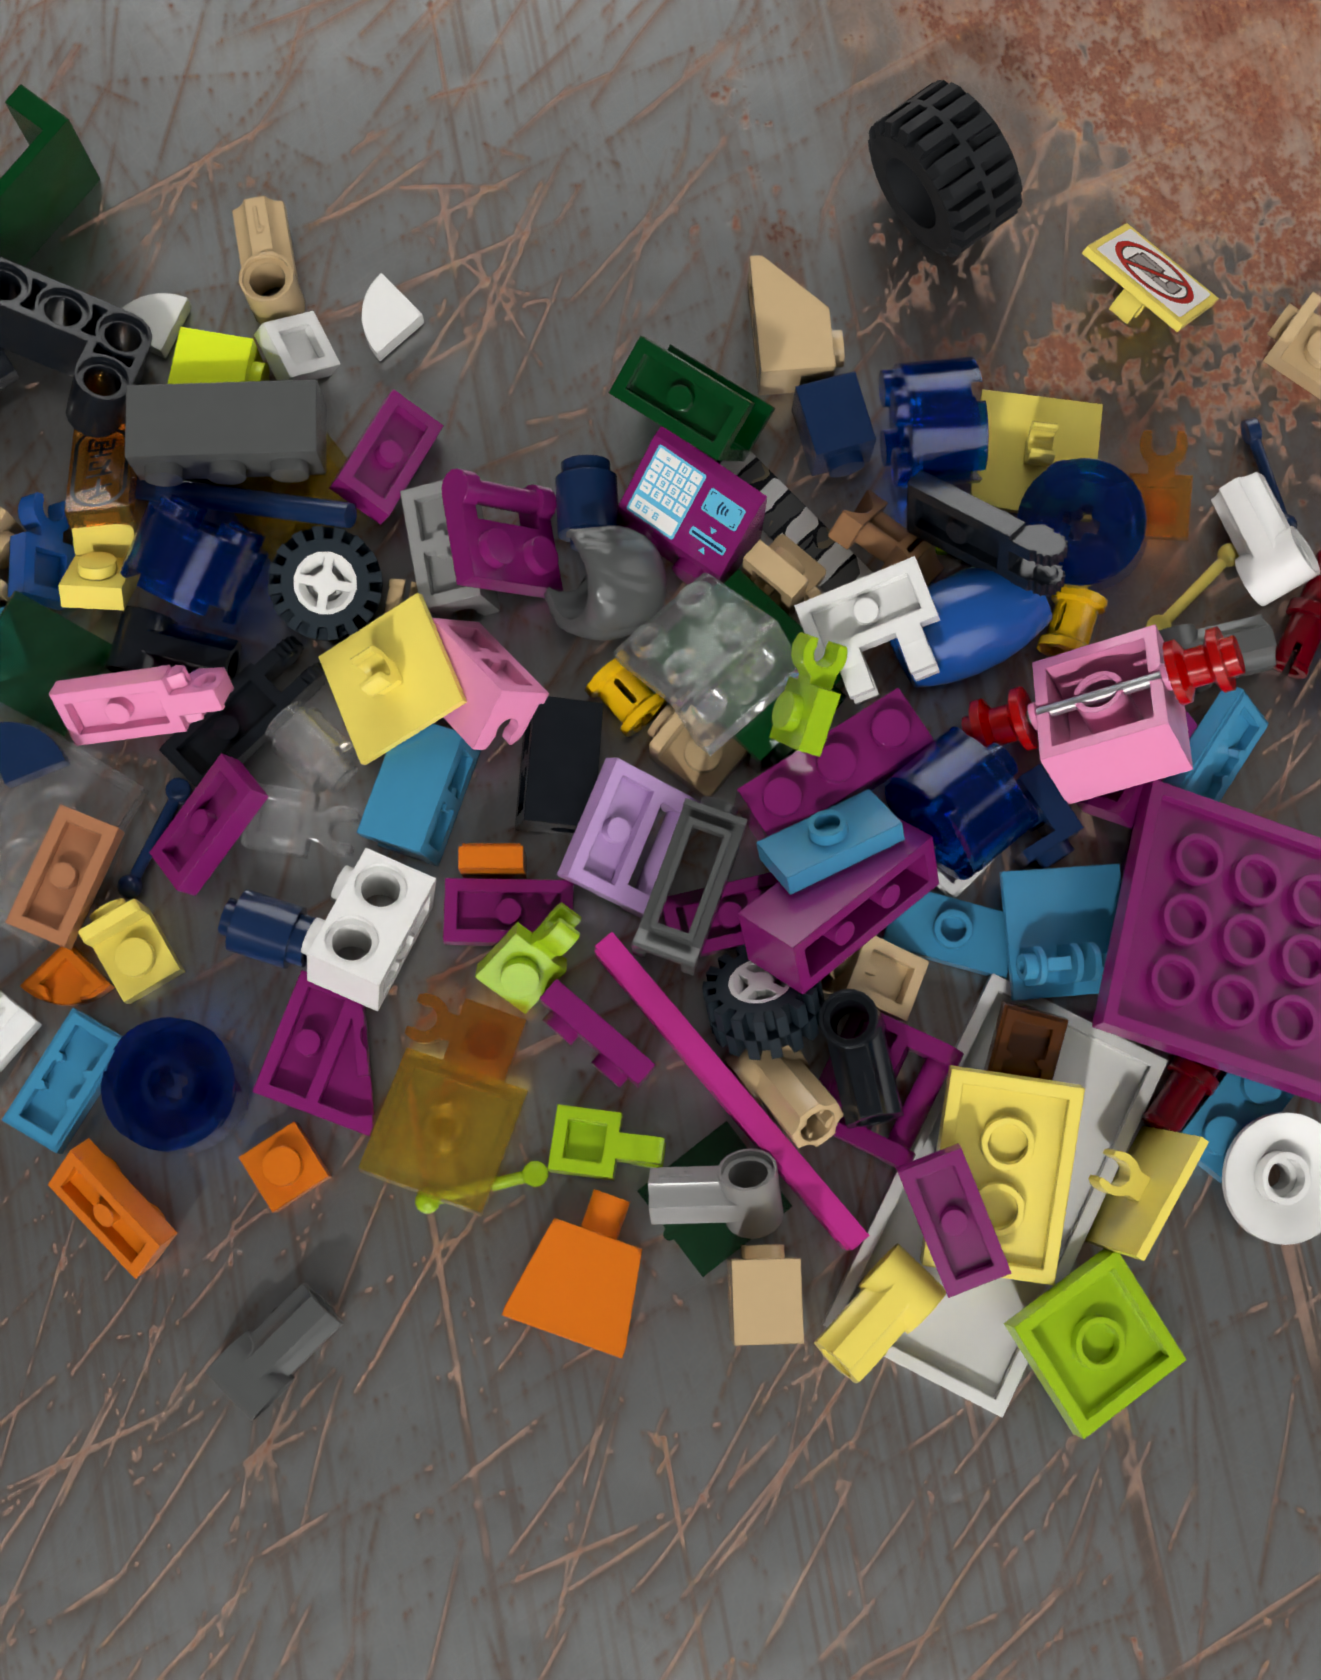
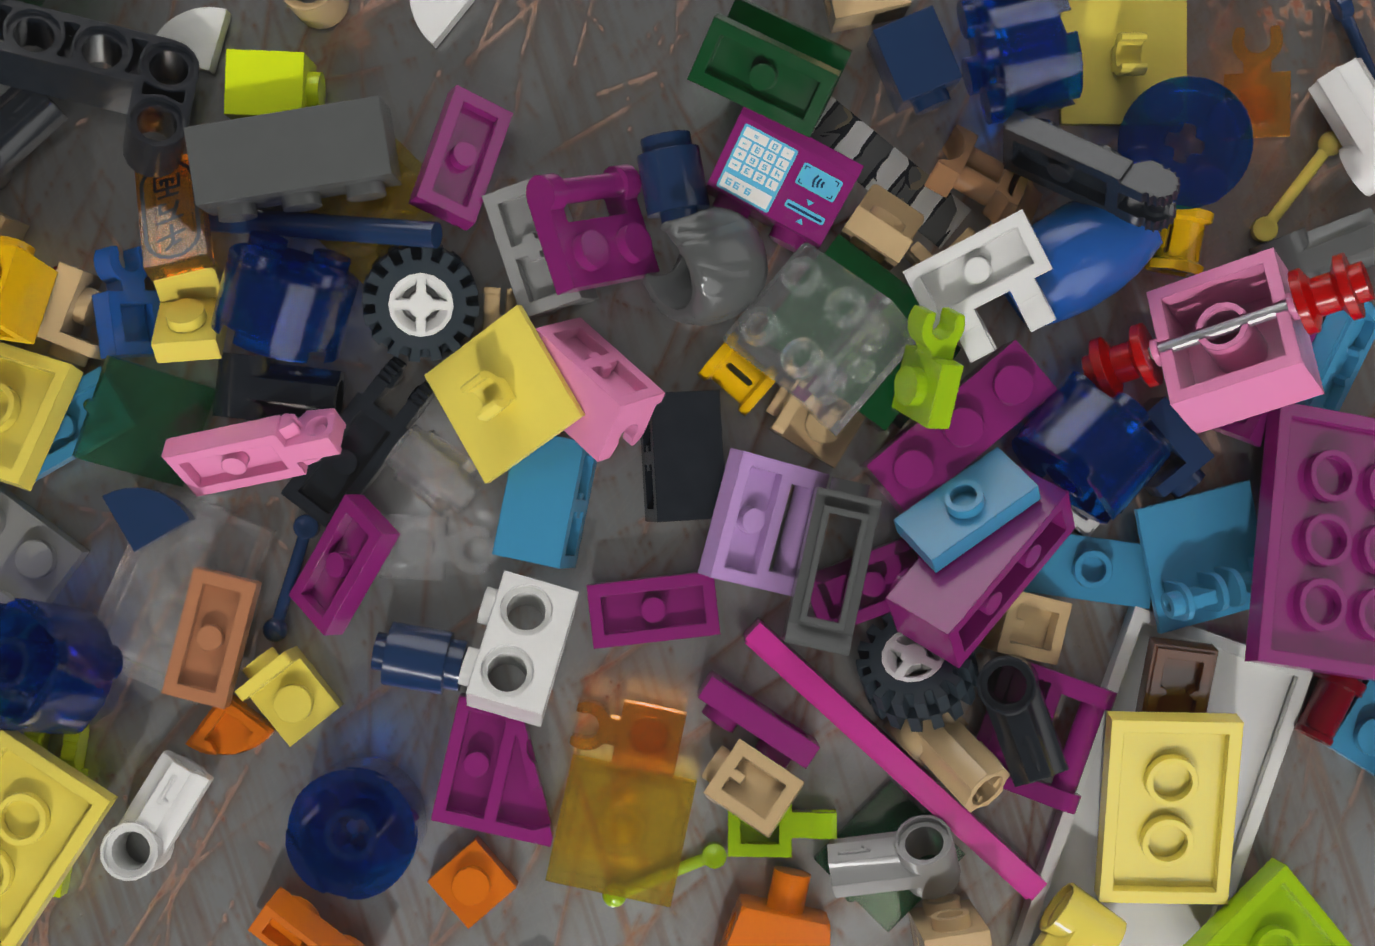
camera: 10 degrees left, 10 degrees up
(64, 1082) = (248, 830): dark azure plate -> none
(297, 348) = (349, 51): white plate -> none
(492, 861) = (630, 561): orange tile -> none
(529, 962) = (682, 660): lime plate -> none
(580, 1096) = (751, 786): none -> tan bracket
(953, 1220) = (1128, 864): magenta plate -> none
(1143, 1190) = (1308, 807): light yellow piece -> none

